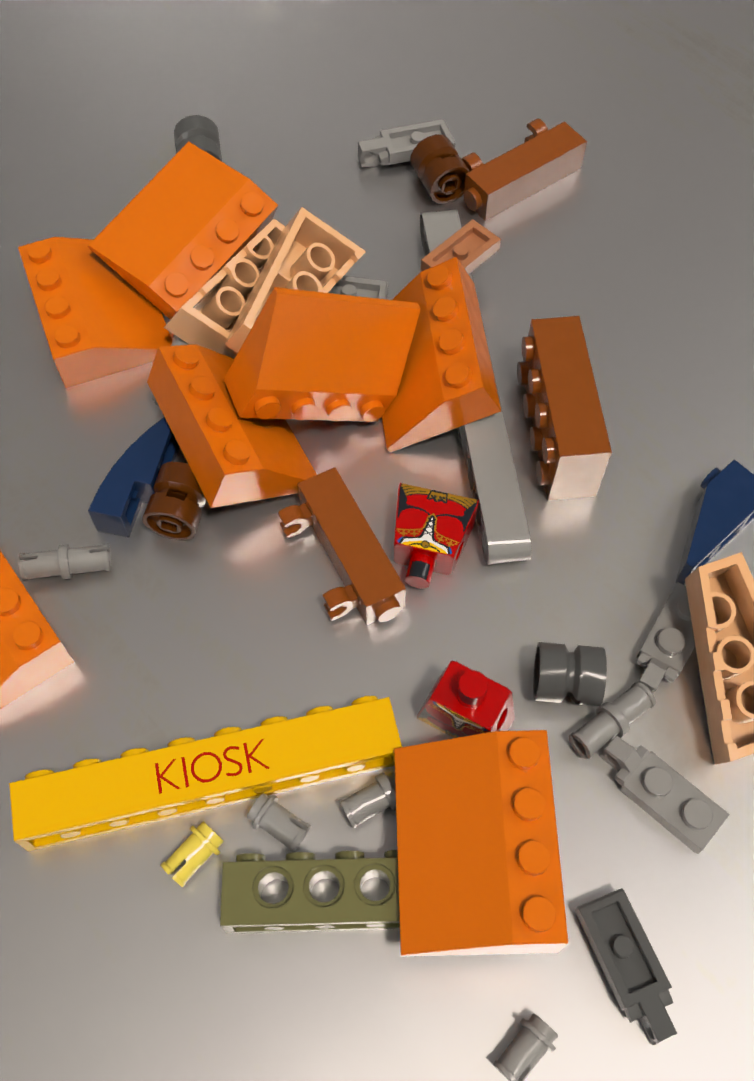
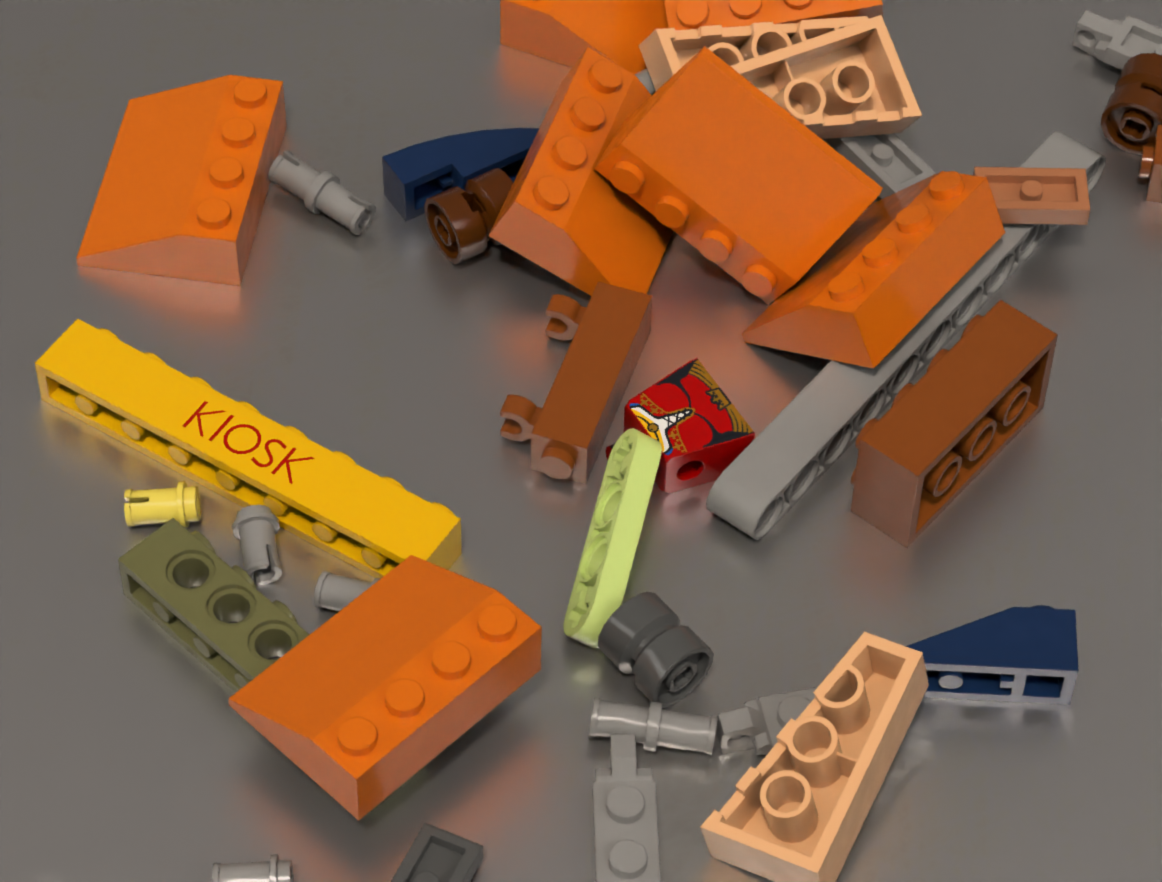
camera: 45 degrees right, 10 degrees down
(467, 703) = (525, 572): red torso -> none
(480, 624) = (612, 535): none -> yellowish green beam

